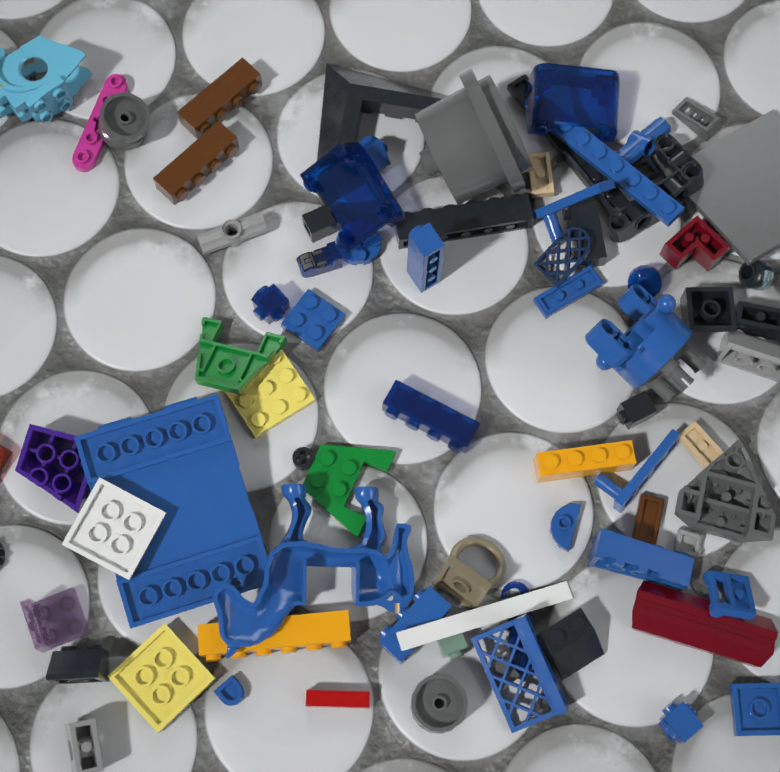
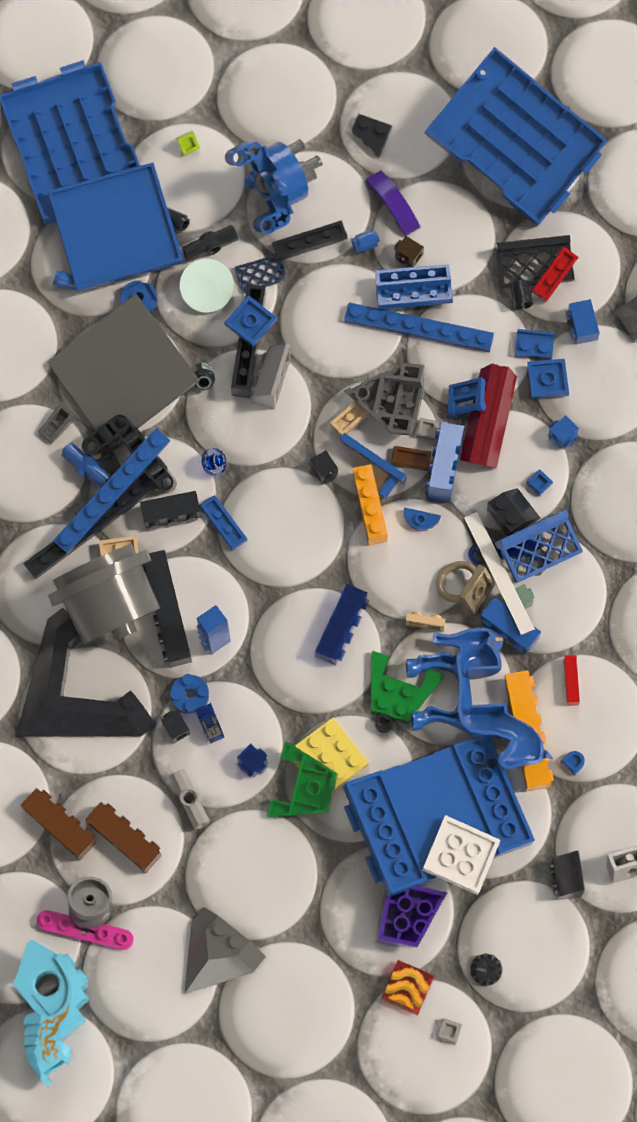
camera: 90 degrees left, 0 degrees up
(51, 253) = (217, 953): none -> dark grey wedge
(55, 620) = (532, 901): clear purple bracket -> none
(161, 678) = (569, 814): light yellow plate -> none
(313, 320) = (262, 726): blue plate -> none
(354, 194) = (158, 691): clear blue windscreen -> none
(377, 151) = (110, 686): blue brick -> none
(426, 528) = (434, 622): none -> tan plate
(441, 688) = (569, 592): dark grey wheel -> none
(537, 263) = (200, 539): dark blue window -> none
(549, 211) = (155, 535): blue piece -> none
(572, 98) = (57, 521): clear blue windscreen -> none
(611, 684) = (539, 482): none -> blue tile
(648, 346) = (274, 453): blue piece -> none
(695, 240) = (176, 423): dark red brick -> none
(708, 309) = (239, 411): black slope -> none

